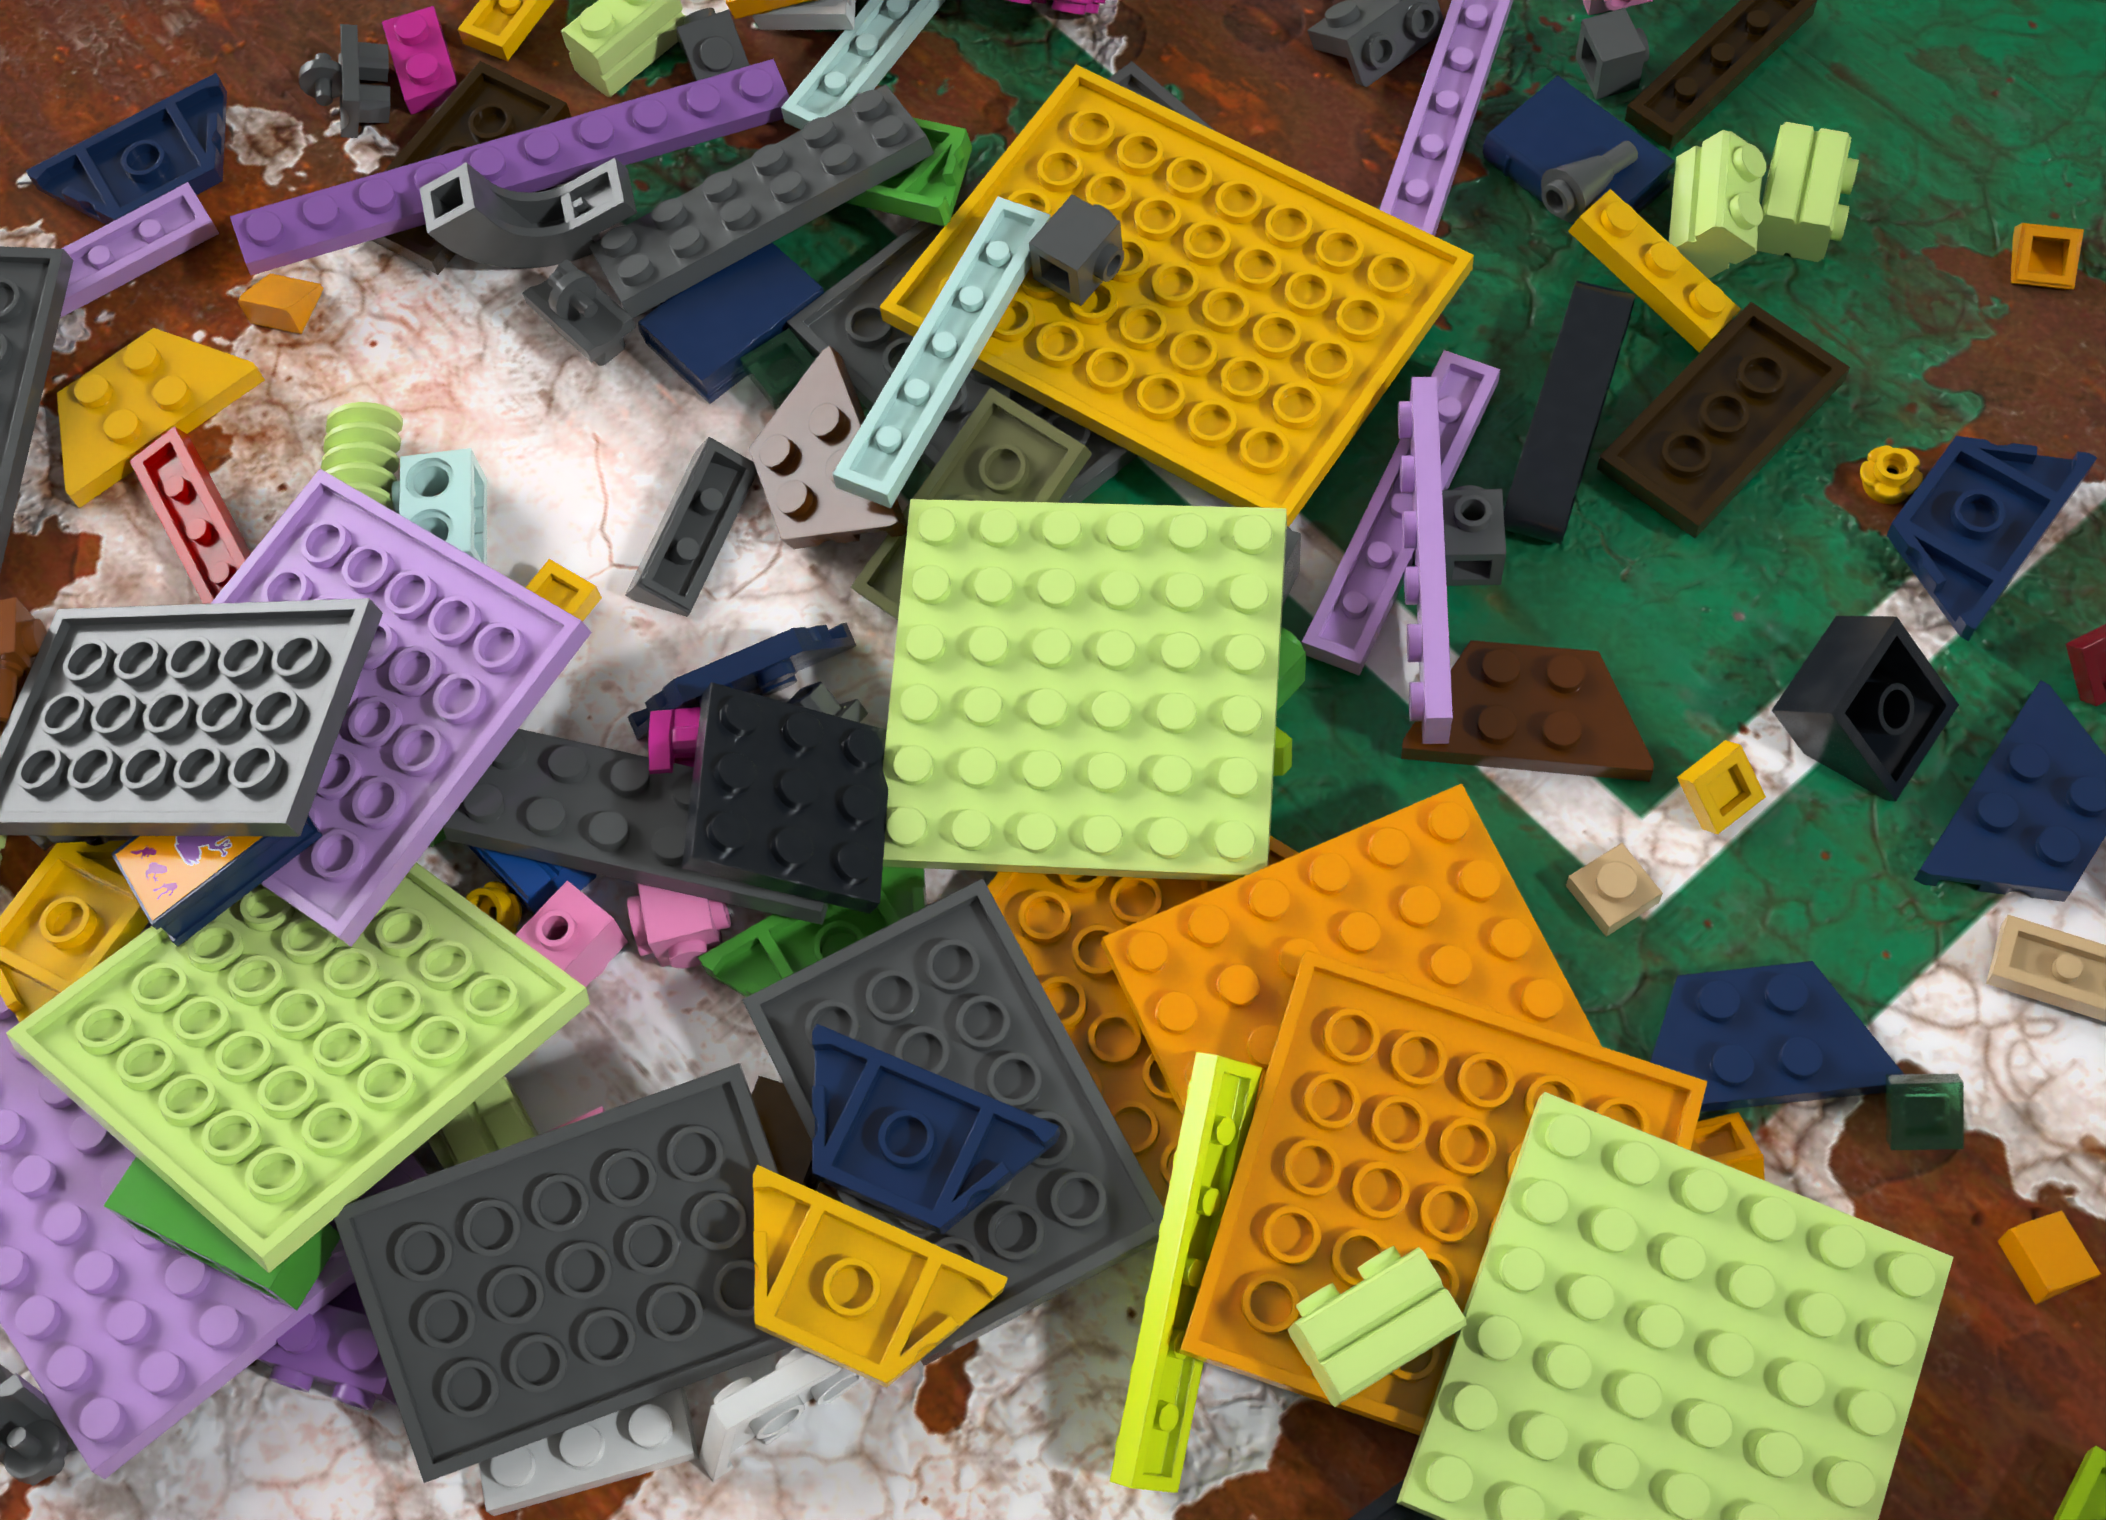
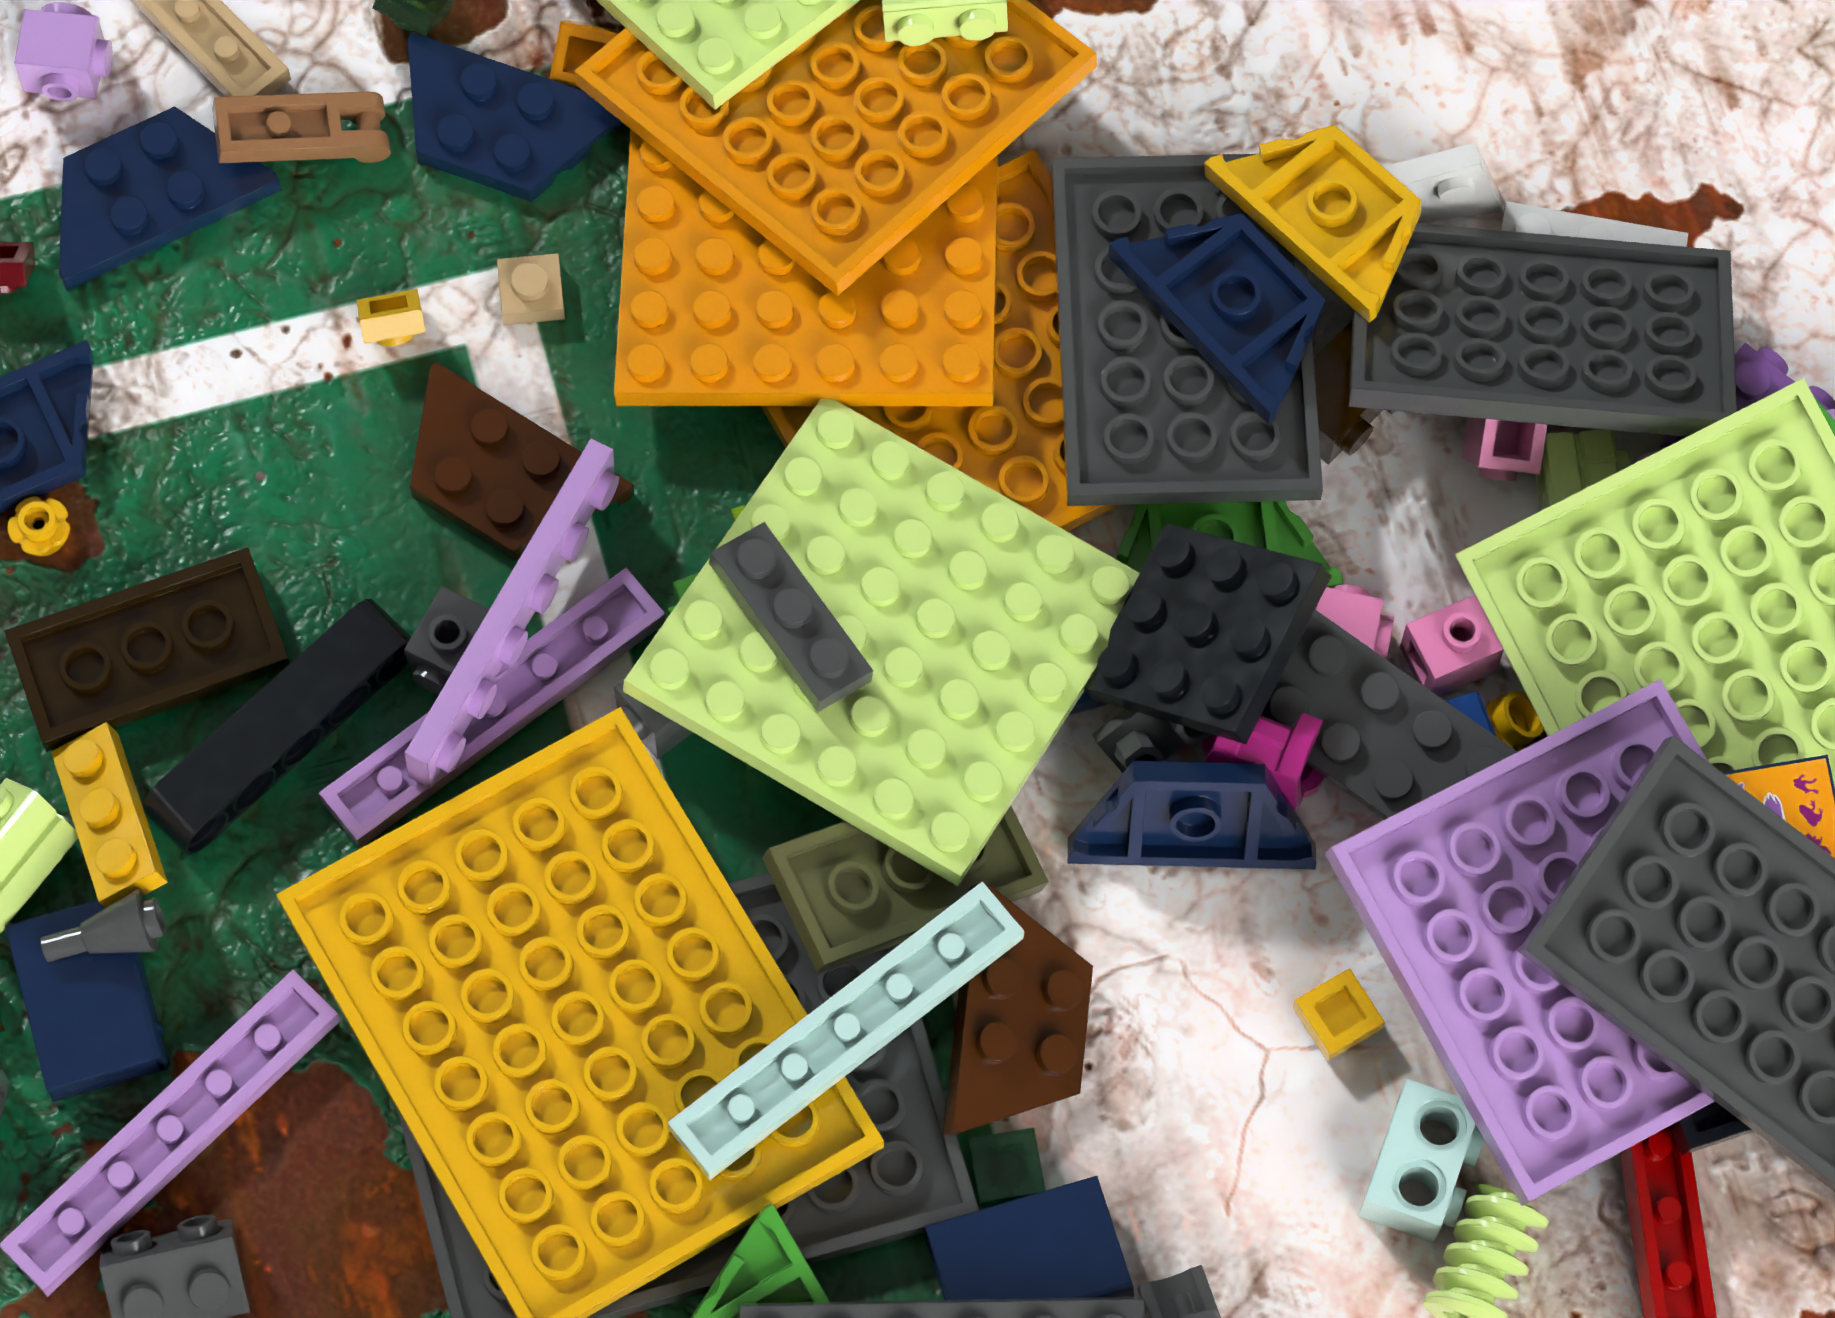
camera: 165 degrees left, 5 degrees up
(693, 529) = (1174, 1043): dark grey slope -> none
(1077, 250) = (658, 1071): dark grey brick -> none
(1162, 1380) = (1008, 171): neon yellow plate -> none
(1171, 623) = (791, 617): none -> dark grey plate
(1867, 703) = (224, 328): black slope -> none
(1937, 918) = (300, 127): none -> medium nougat plate

